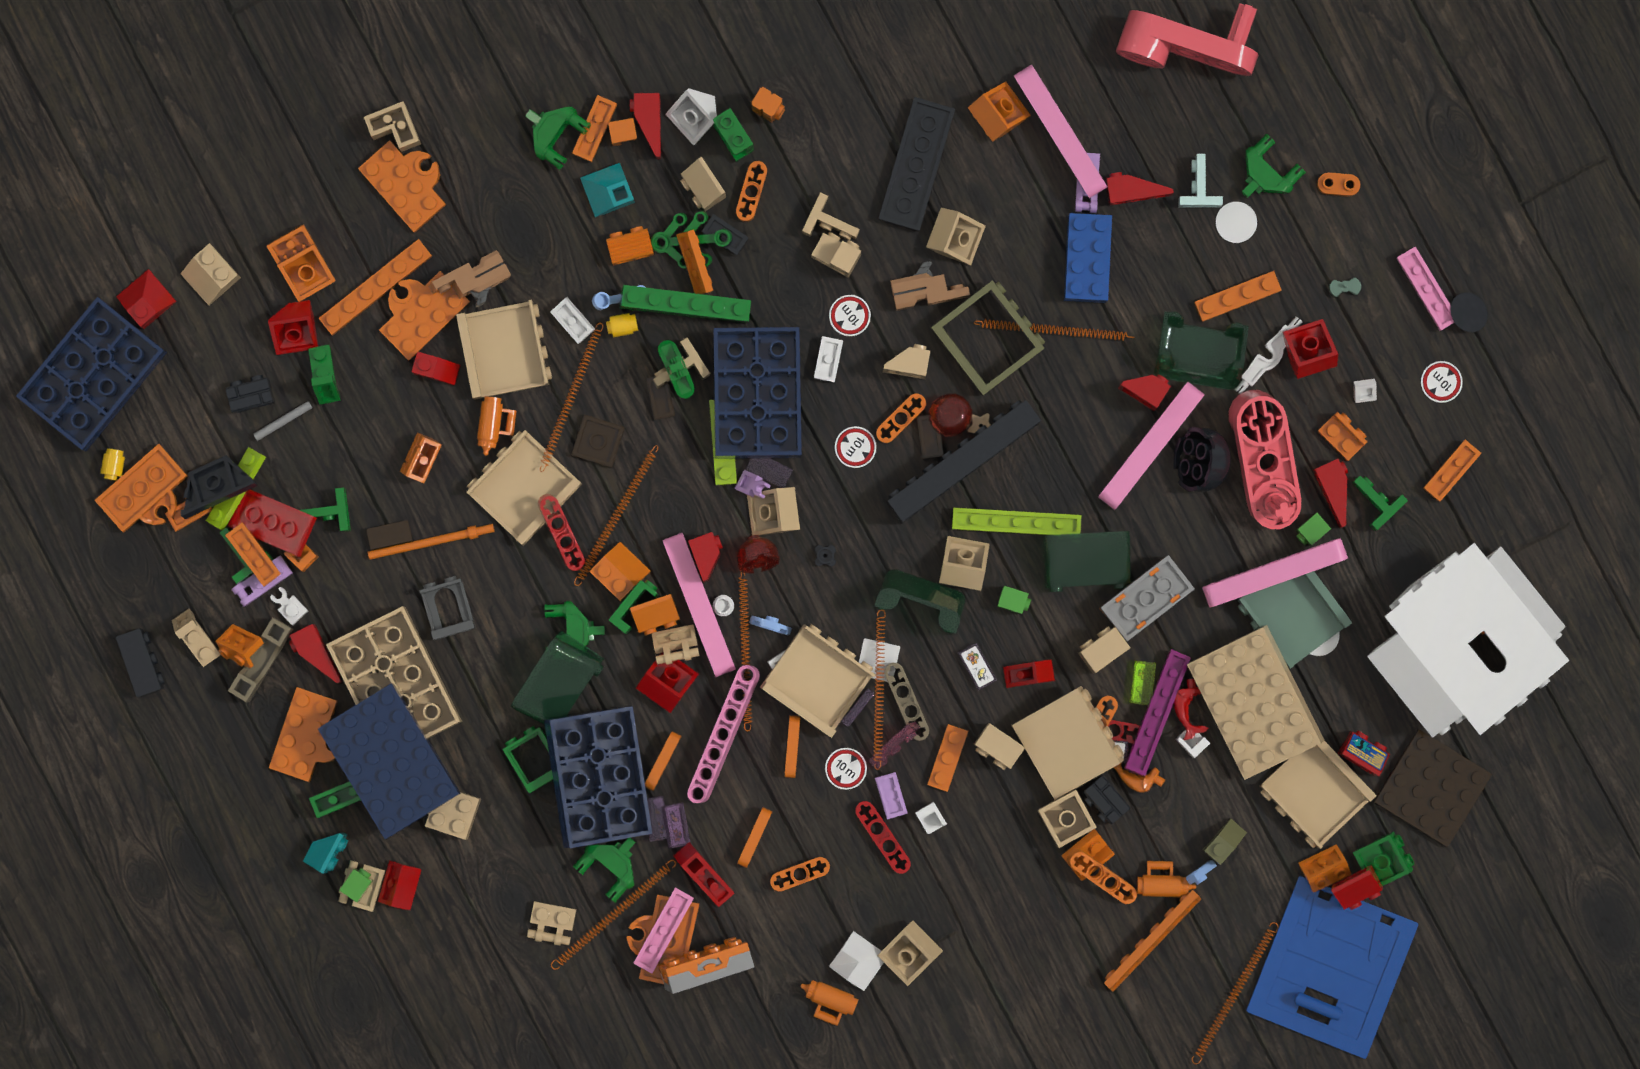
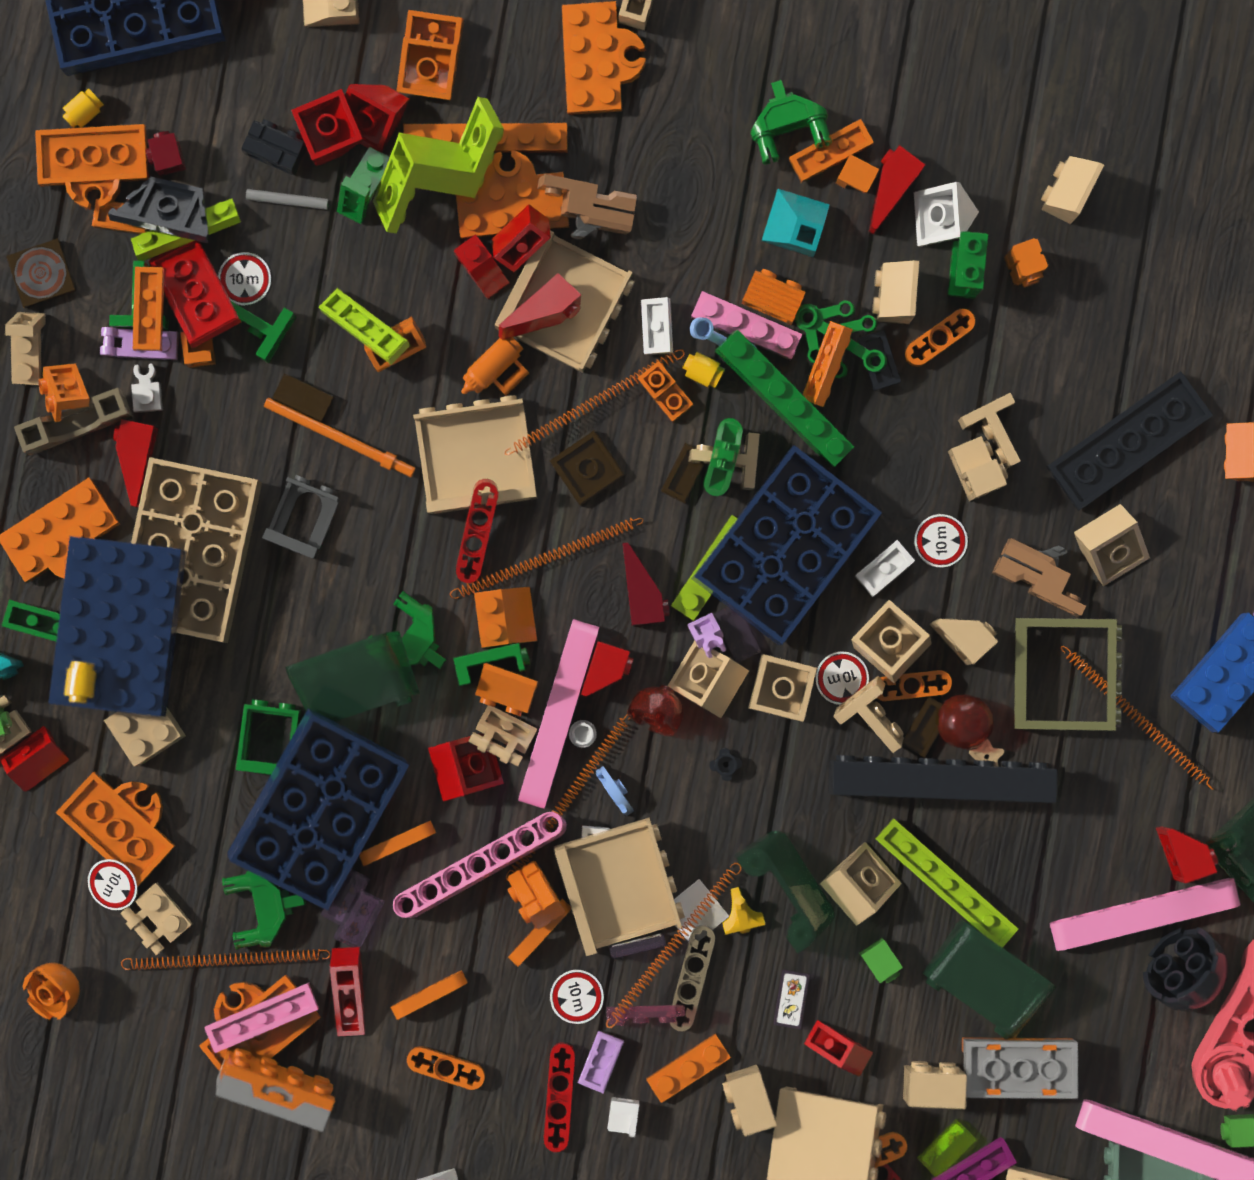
camera: 35 degrees right, 0 degrees up
(167, 585) = (41, 273): none -> tile
(186, 451) = (165, 153): none -> dark red brick
(274, 356) = (327, 127): none -> red slope
(295, 489) = (245, 278): none -> sticker
(361, 327) = (438, 165): none -> lime bracket
(393, 461) = (364, 326): none -> lime plate
(395, 810) = (80, 682): none -> yellow brick
(447, 332) = (521, 238): none -> red brick
(484, 884) = (118, 824): none -> orange plate
(496, 363) = (544, 309): none -> slope
(508, 923) = (112, 884): none -> sticker
(522, 1015) = (52, 990): none -> orange cylinder
(609, 356) = (665, 391): none -> orange slope
(630, 275) = (755, 328): none -> bright pink plate
(695, 492) = (644, 596): none -> dark red slope
(759, 36) = (1071, 188): none -> tan slope
(772, 725) = (535, 895): none -> orange brick
(823, 481) = (782, 688): none -> tan brick
(866, 401) = (891, 641): none -> tan brick
(890, 454) = (872, 713): none -> tan bracket
(907, 639) = (742, 916): none -> yellow piece

